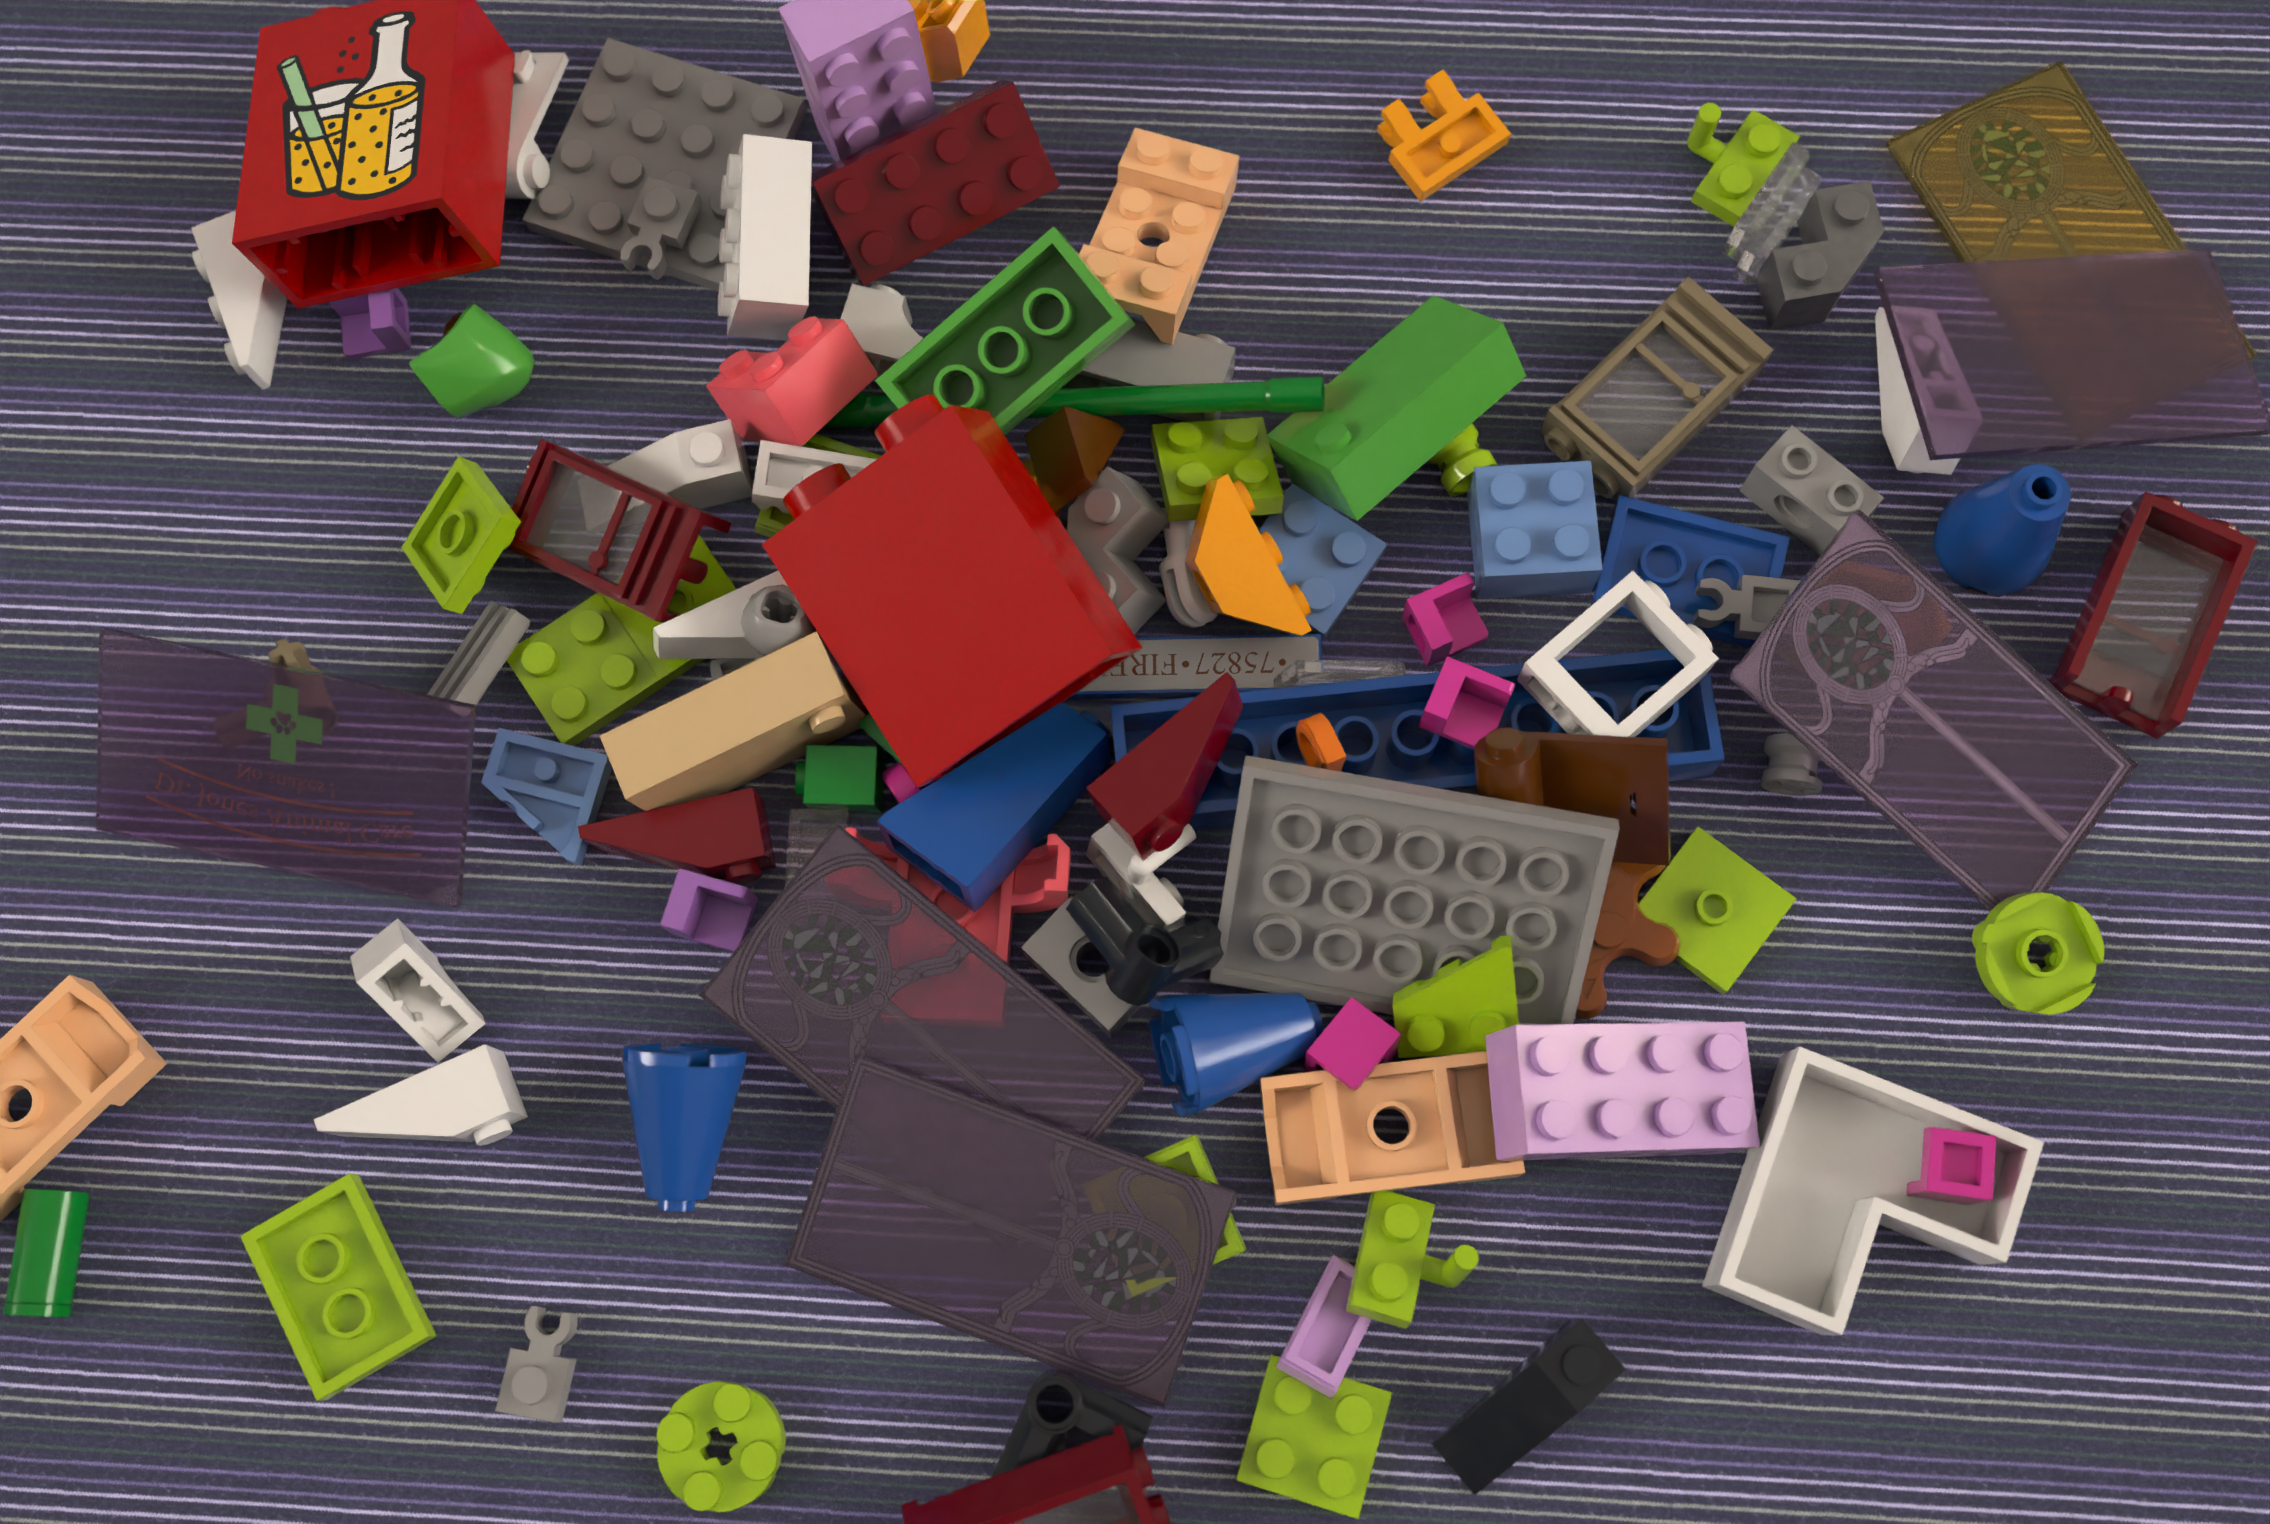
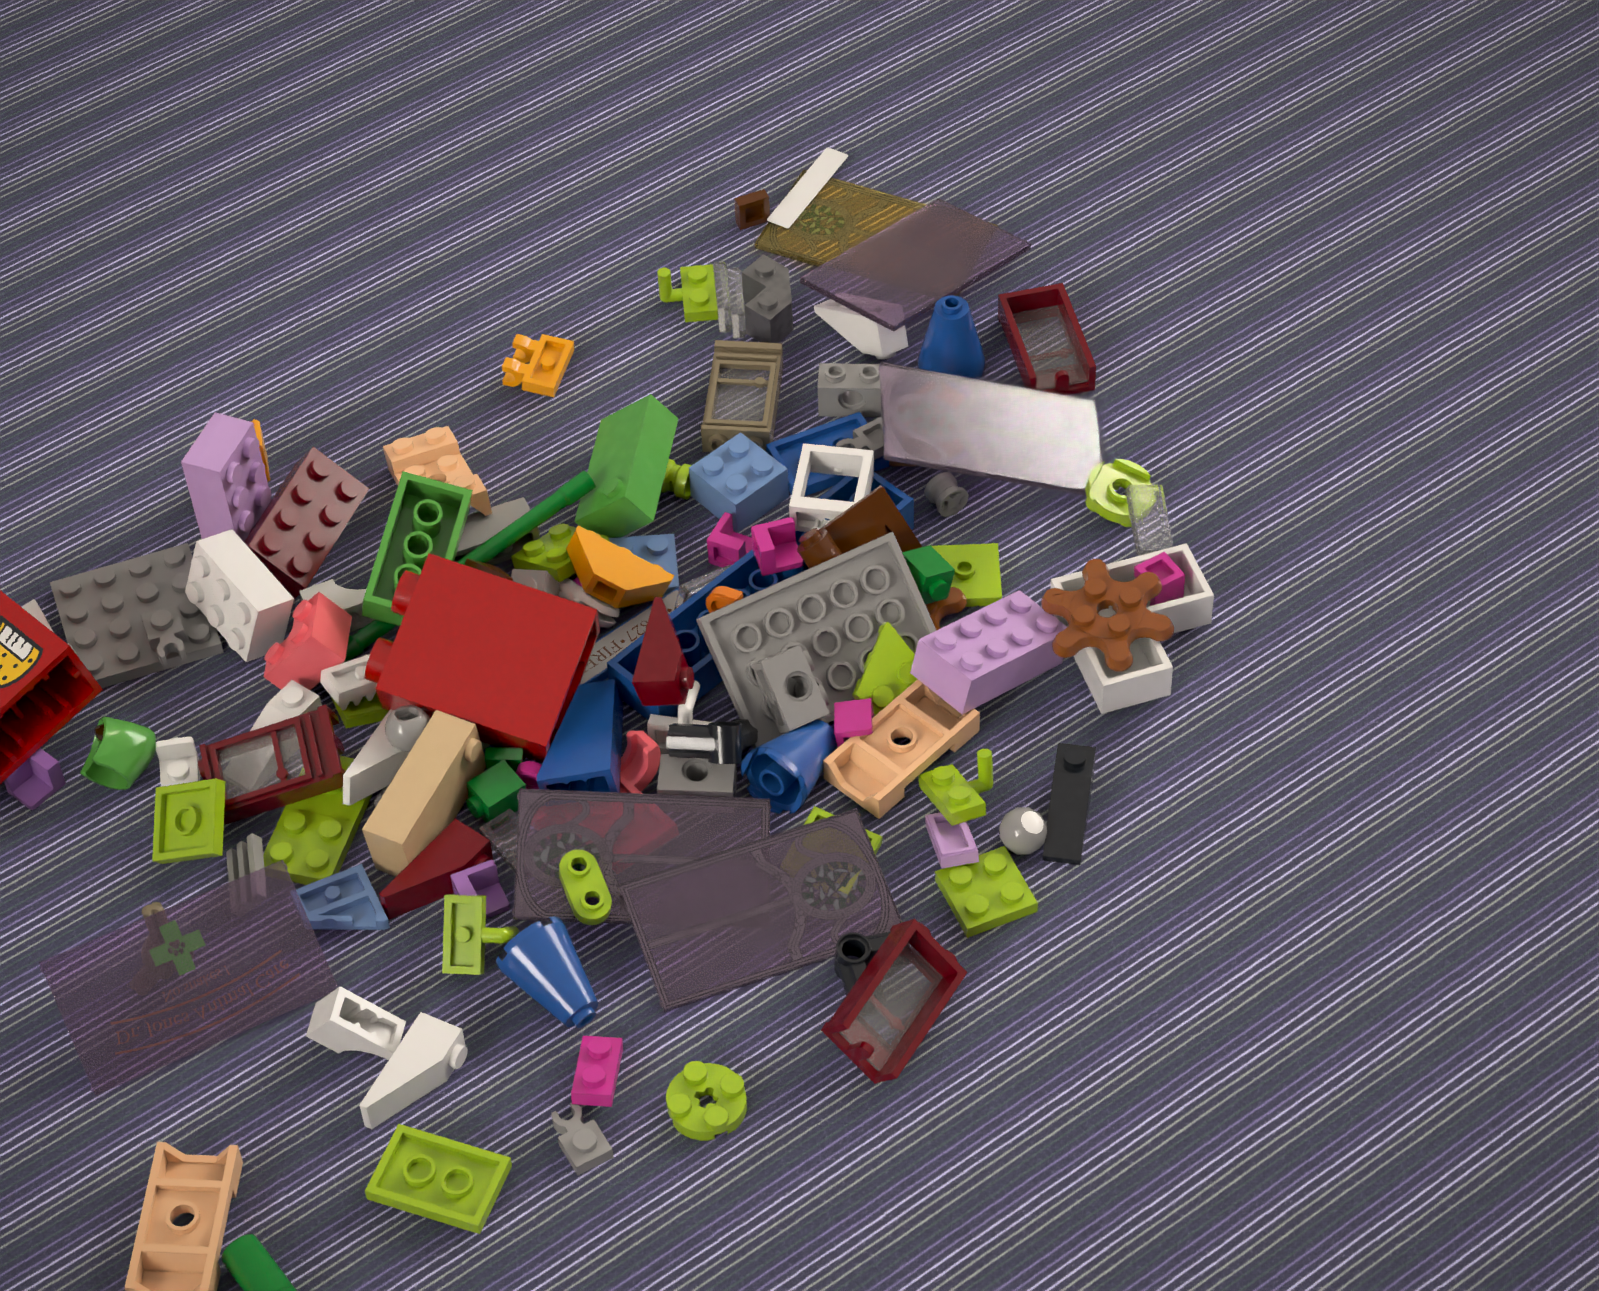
camera: 45 degrees left, 25 degrees down
(536, 418) = (177, 761): none -> white bracket
(629, 1293) = (597, 1071): none -> dark pink plate
(631, 972) = (467, 933): none -> lime plate
(810, 1030) = (585, 884): none -> lime plate
(1302, 910) = (773, 678): none -> light grey brick
(1431, 1396) = (1023, 830): none -> light grey piece
(1639, 899) = (930, 572): none -> green brick
(1797, 1216) = (1109, 634): none -> dark orange plate
(1929, 82) = (752, 209): none -> reddish brown plate
(2037, 1035) = (1148, 518): none -> clear tile
(2040, 96) = (807, 188): none -> white sticker

